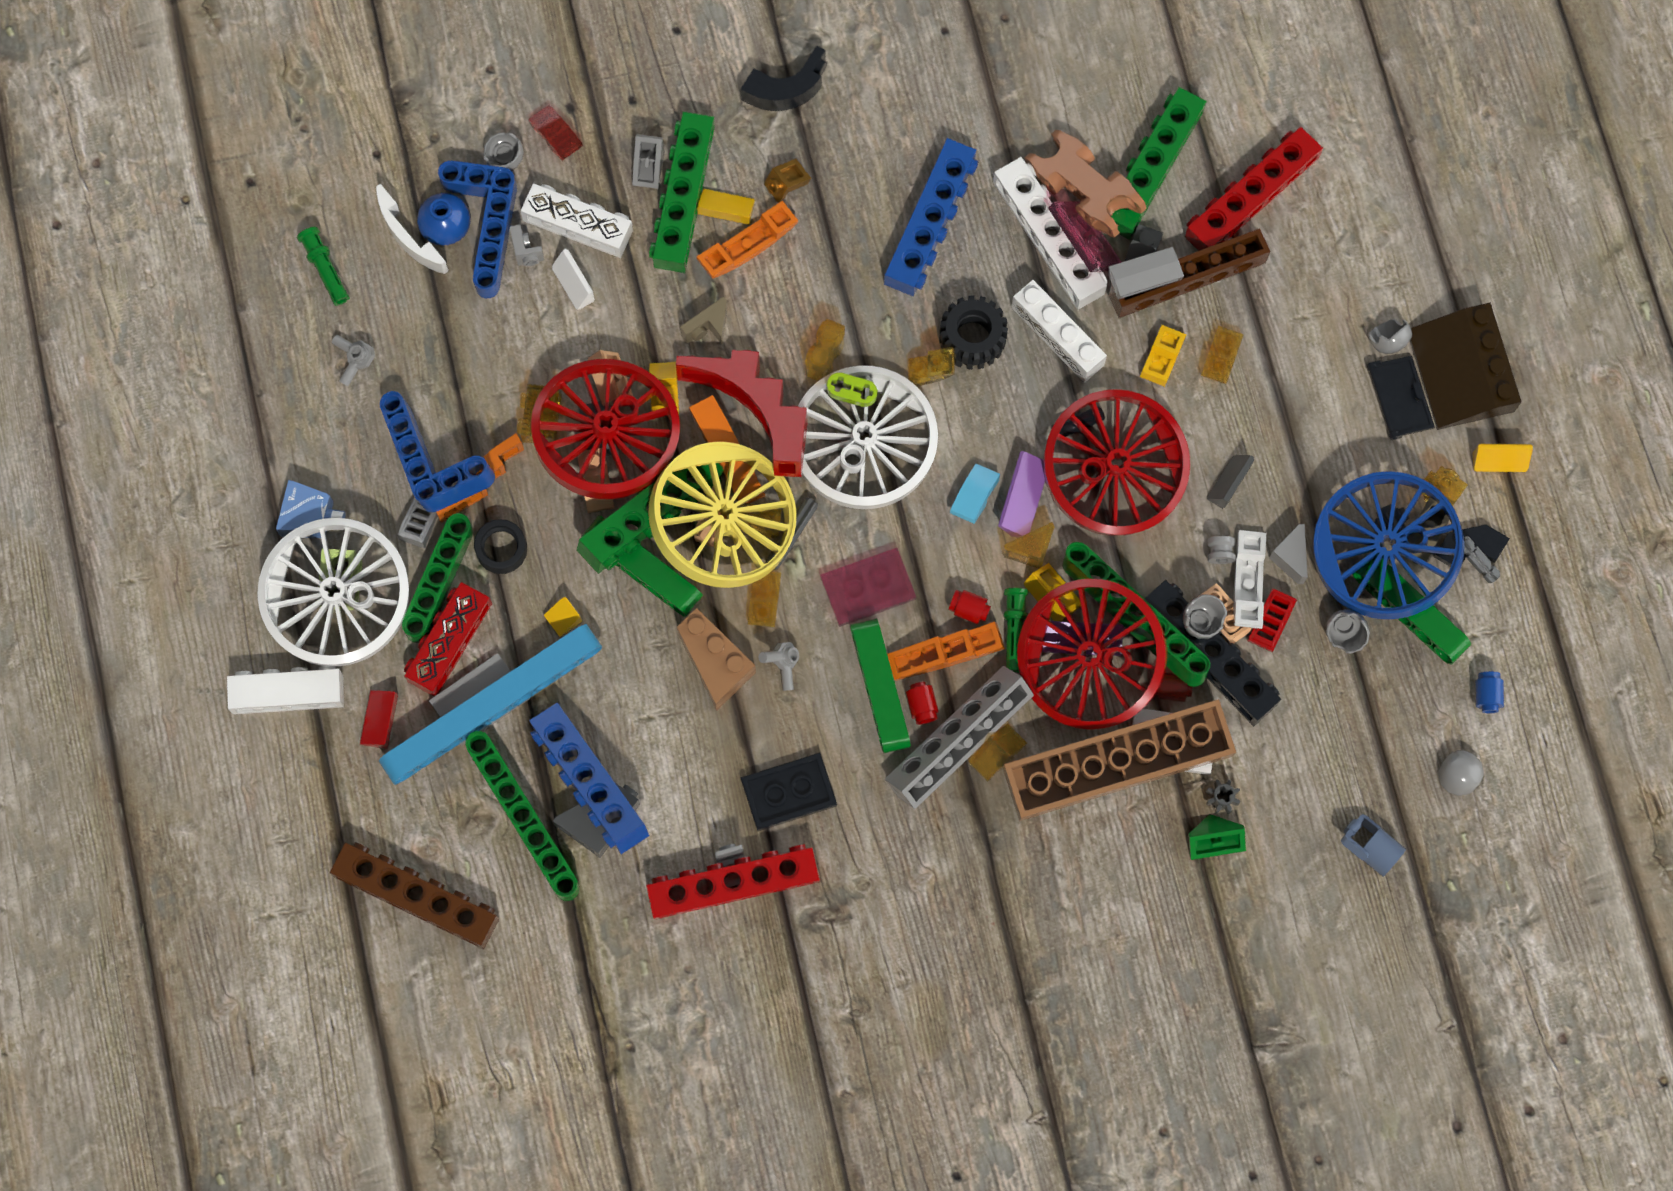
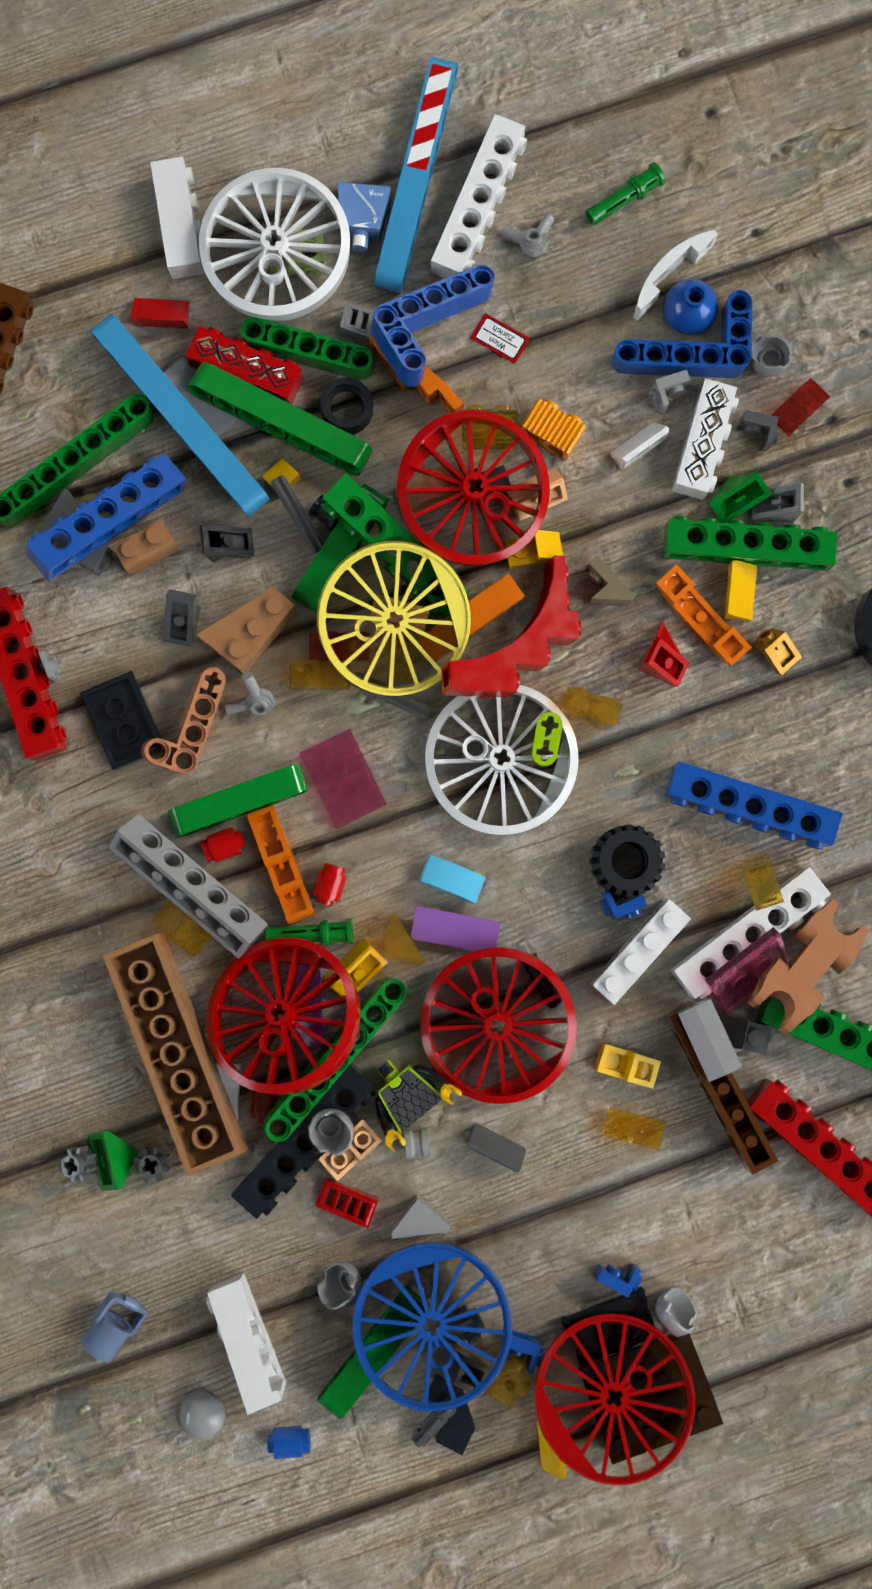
camera: 80 degrees right, 10 degrees up
(252, 364) = (501, 135): none -> white brick
(274, 458) = (416, 175): none -> dark azure beam
(448, 398) = (500, 338): none -> sticker
(506, 609) = (280, 418): none -> green beam
(548, 356) = (553, 428): none -> light orange brick
(570, 168) = (757, 424): none -> dark grey bracket
(604, 601) = (297, 513): none -> dark grey axle
(605, 578) = (316, 511): none -> black bush
(619, 750) = (145, 547): none -> medium nougat brick
(624, 671) = (226, 542): none -> black slope
(634, 195) = (739, 495): none -> green slope
(694, 722) = (181, 617): none -> dark grey slope
(742, 594) = (342, 649): none -> clear red slope
(760, 703) = (190, 718): none -> nougat beam
(782, 282) = (664, 658): none -> red slope
(933, 367) = (583, 820): clear yellow slope -> none
(1002, 215) = (761, 881): none -> clear yellow slope
(1017, 336) = (629, 908): none -> blue bracket
(1177, 552) = (408, 1097): none -> torso
(1221, 871) = (79, 1164): none -> dark grey gear
(1249, 579) = (384, 1175): white slope -> none
(1360, 380) = (613, 1278): none -> blue bracket
(1395, 721) = (246, 1343): none -> white wedge
(1417, 466) = (527, 1344): none -> blue bracket
(1494, 441) = (559, 1438): none -> red piece

